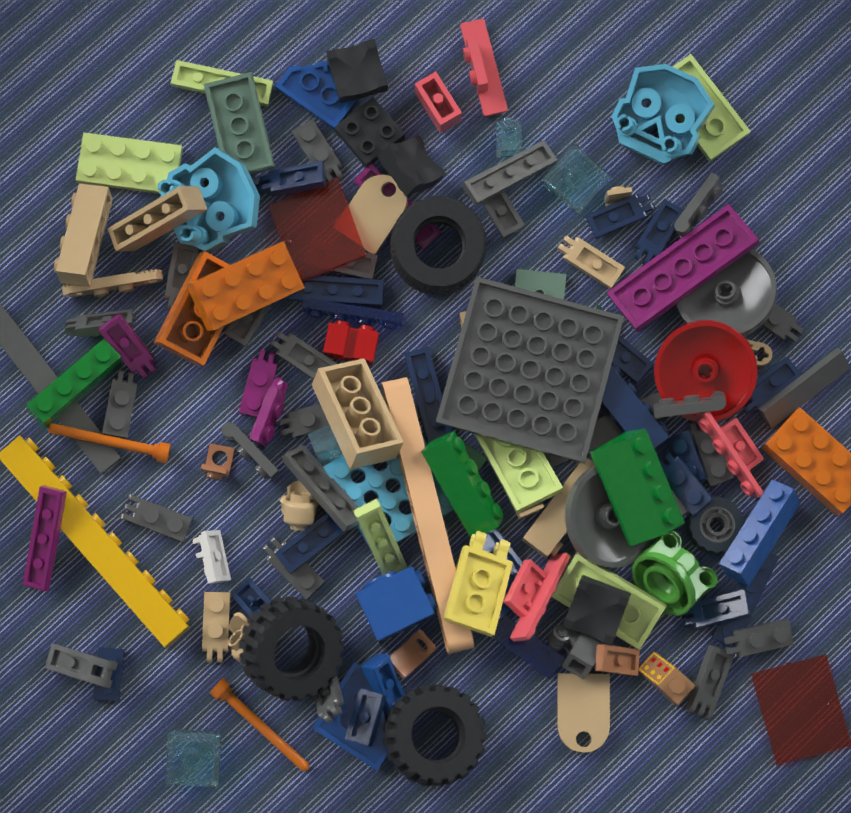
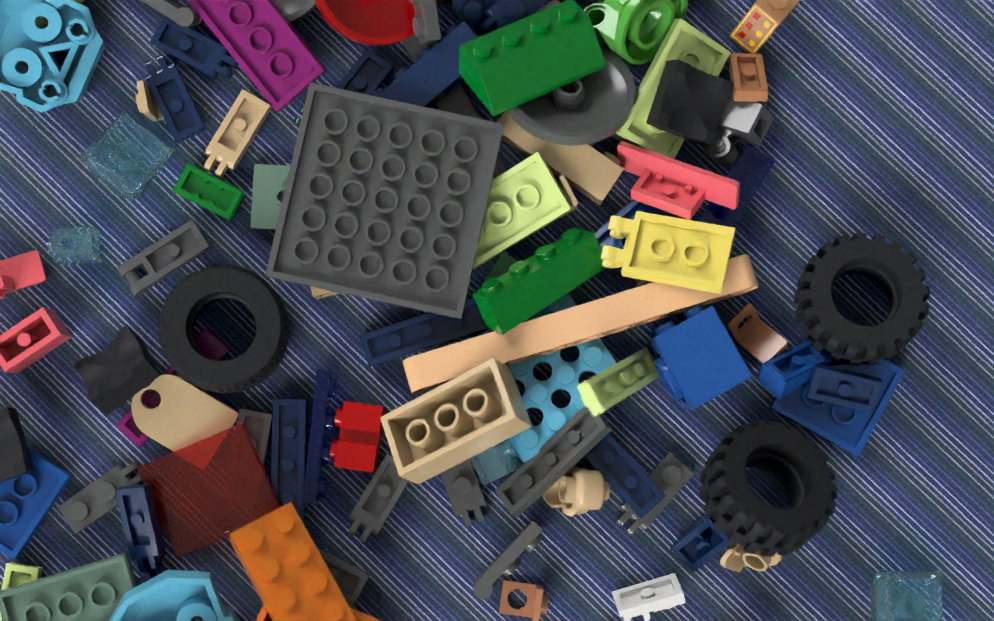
camera: 90 degrees left, 5 degrees up
(215, 624) = (732, 588): tan hinge -> none
(224, 692) = (819, 572): orange piece -> none
(259, 380) = (420, 553): magenta hinge -> none
(269, 412) = (455, 537): magenta hinge -> none
(329, 700) = (832, 434): dark grey hinge -> none
(369, 132) = (73, 429): black brick -> none
(509, 173) = (123, 242): dark grey plate -> none
(545, 239) = (209, 192): none -> green plate
(583, 707) = (807, 119): tan tile -> none

